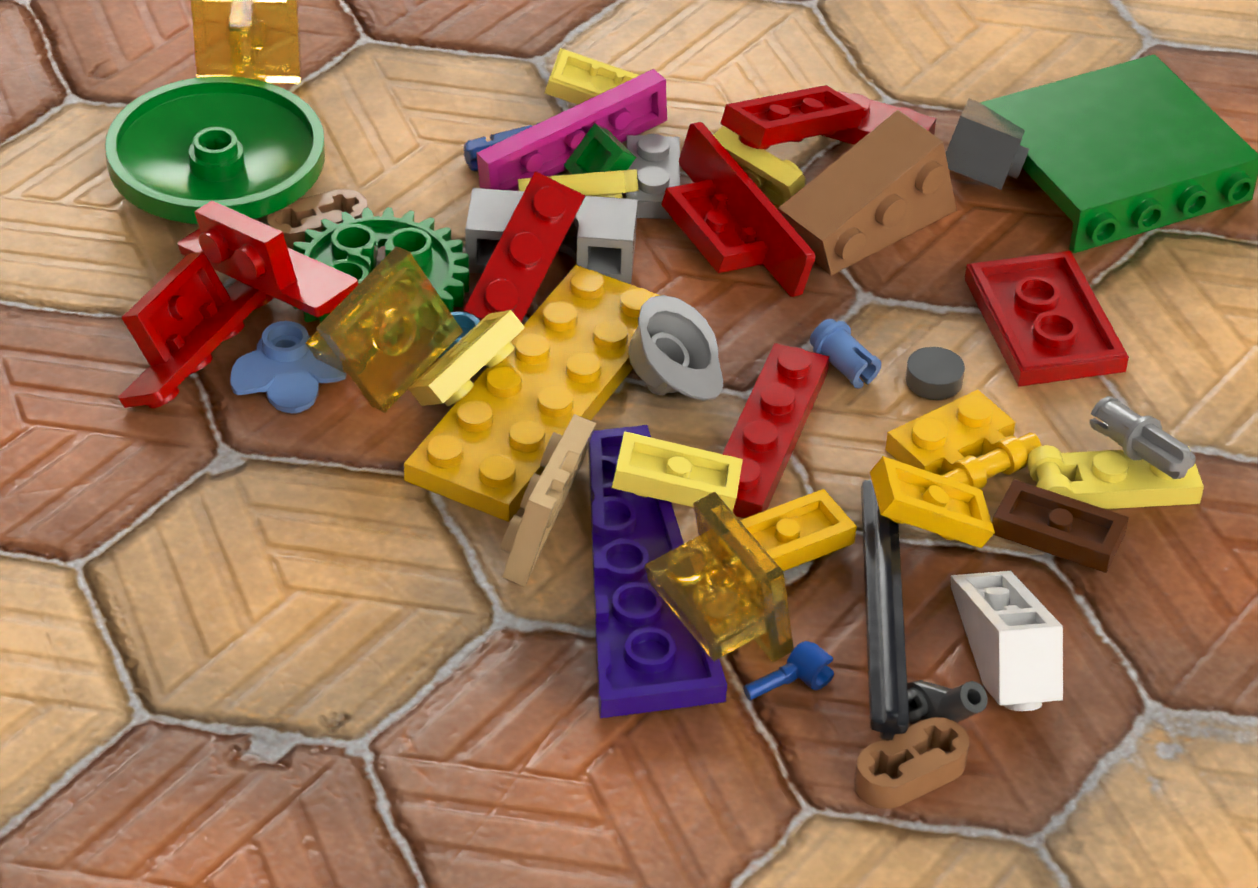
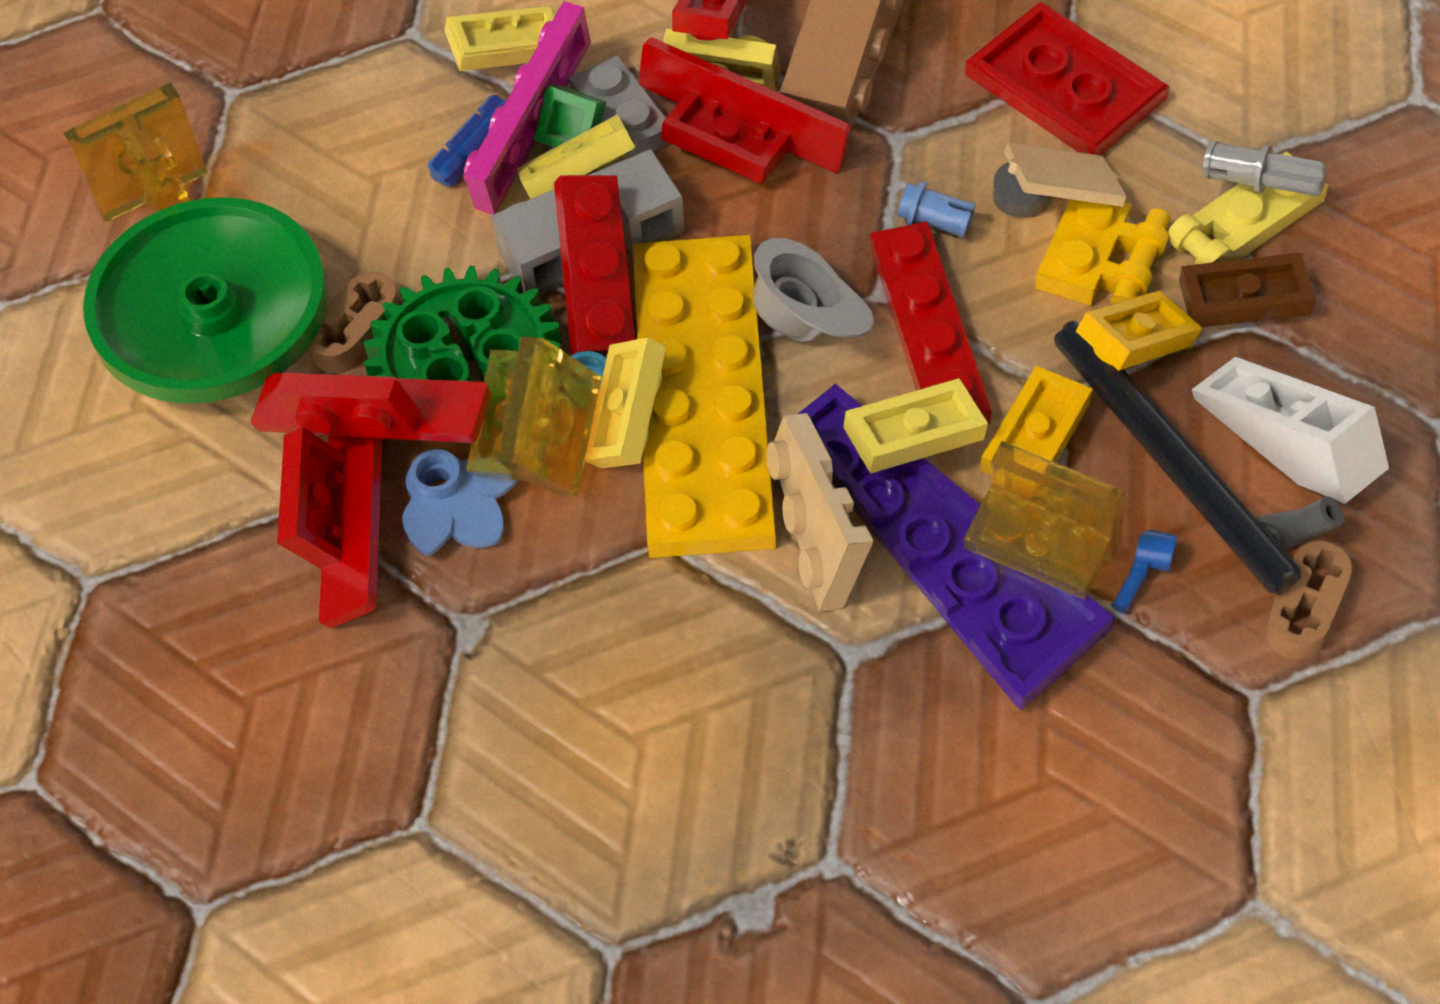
camera: 25 degrees left, 15 degrees up
(970, 370) = (1064, 174): none -> tan piece

